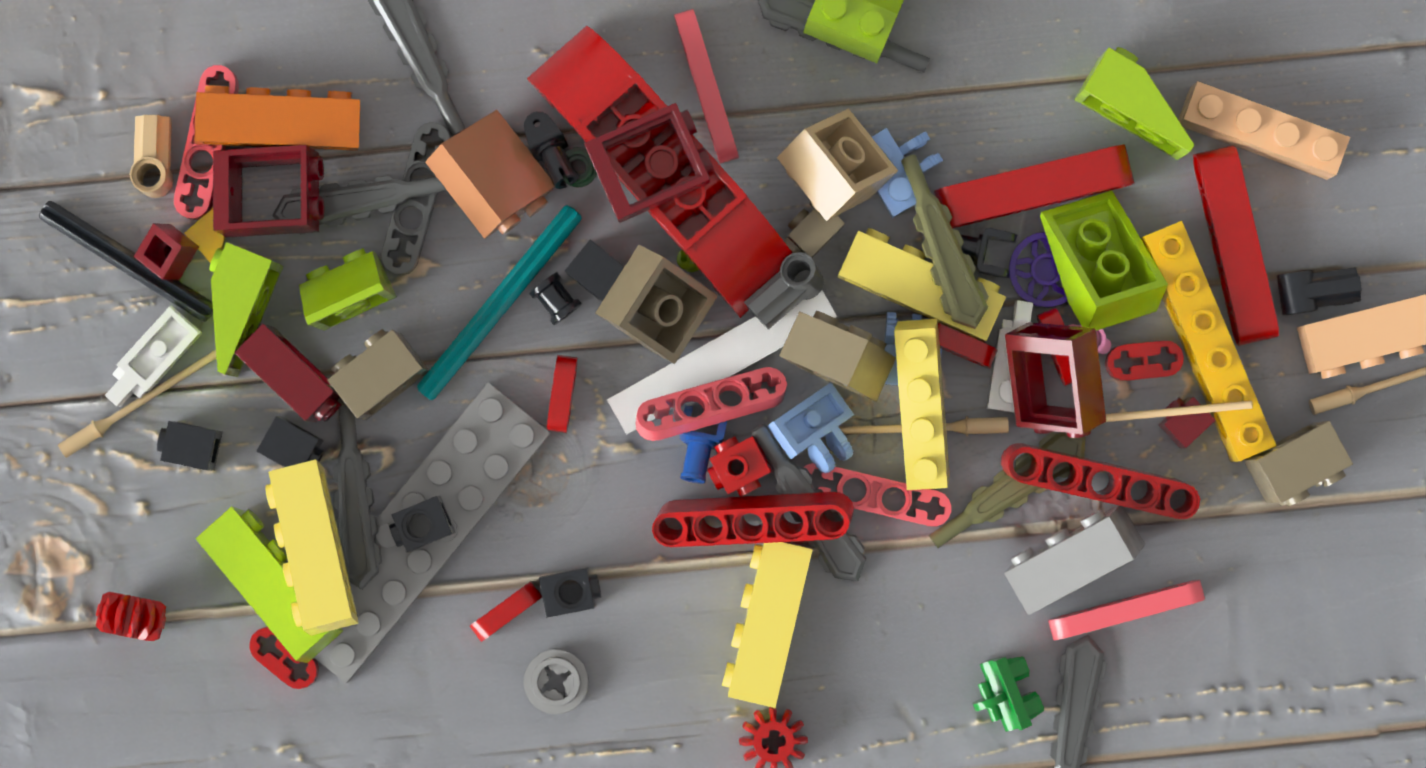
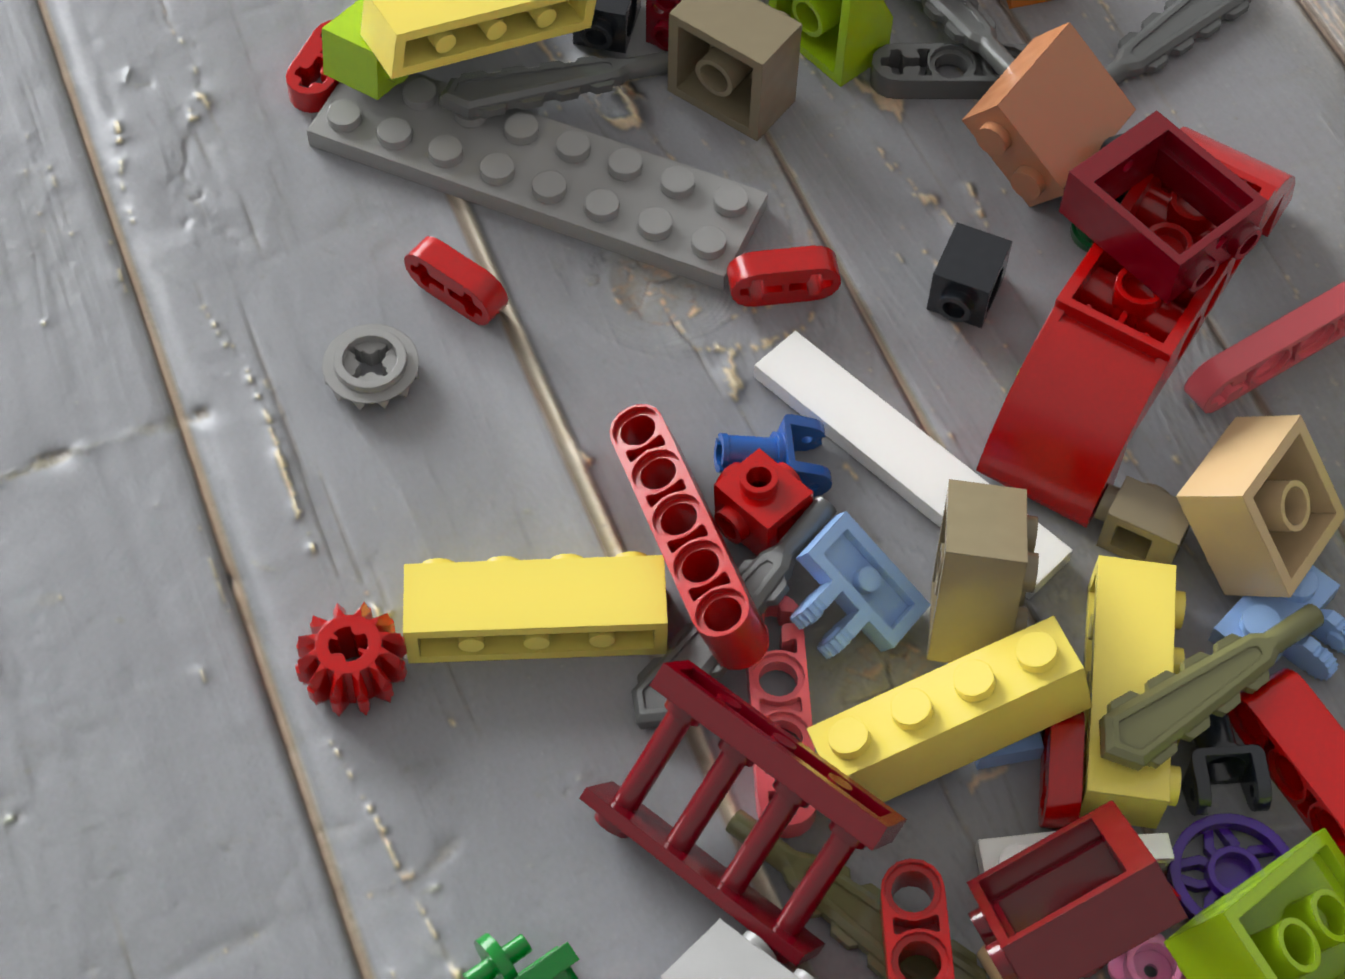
camera: 70 degrees right, 30 degrees down
(439, 519) = (550, 141): black brick -> none
(499, 302) = (878, 184): teal axle -> none
(552, 598) = (503, 324): black brick -> none
(555, 298) = (911, 239): black bush -> none
(656, 304) = (956, 334): dark tan brick -> none
(708, 397) = (846, 442): coral beam -> none
(782, 293) = (1066, 504): dark grey piece -> none
(927, 518) = (800, 781): none -> dark red fence
(964, 426) = (934, 818): tan piece -> none

